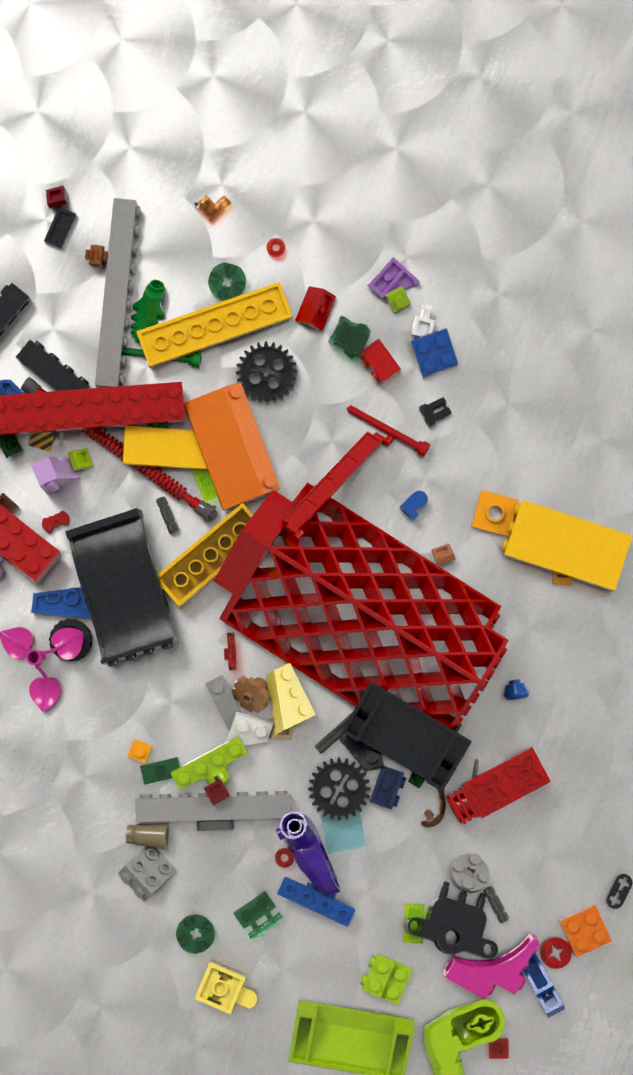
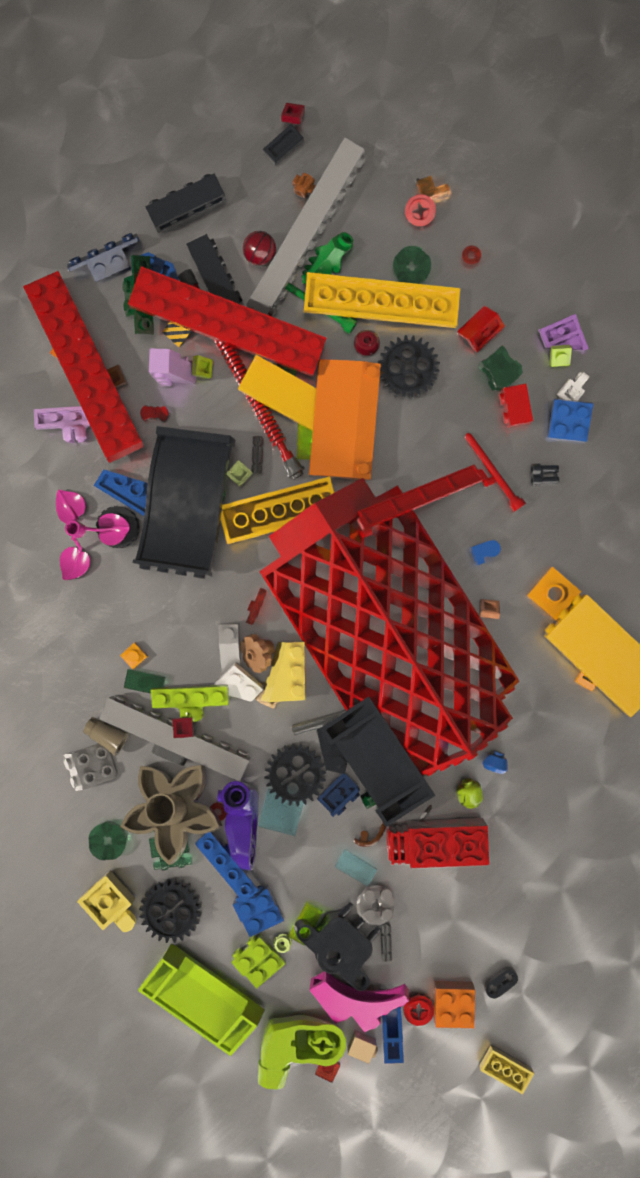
camera: 30 degrees right, 5 degrees up
(82, 330) = (259, 248): none -> dark red piece
(159, 539) = (239, 473): none -> yellowish green plate
(209, 238) = (428, 214): none -> gear
(223, 371) = (368, 347): none -> dark red cone
(241, 873) = (171, 809): none -> dark tan plant
(300, 978) = (181, 923): none -> black gear
(365, 932) = (258, 911): none -> blue plate
(401, 946) = (282, 948): none -> yellowish green plate
(435, 849) = (356, 867): none -> clear light blue tile
(506, 729) = (469, 793): none -> lime head
(520, 1011) = (362, 1047): none -> tan brick

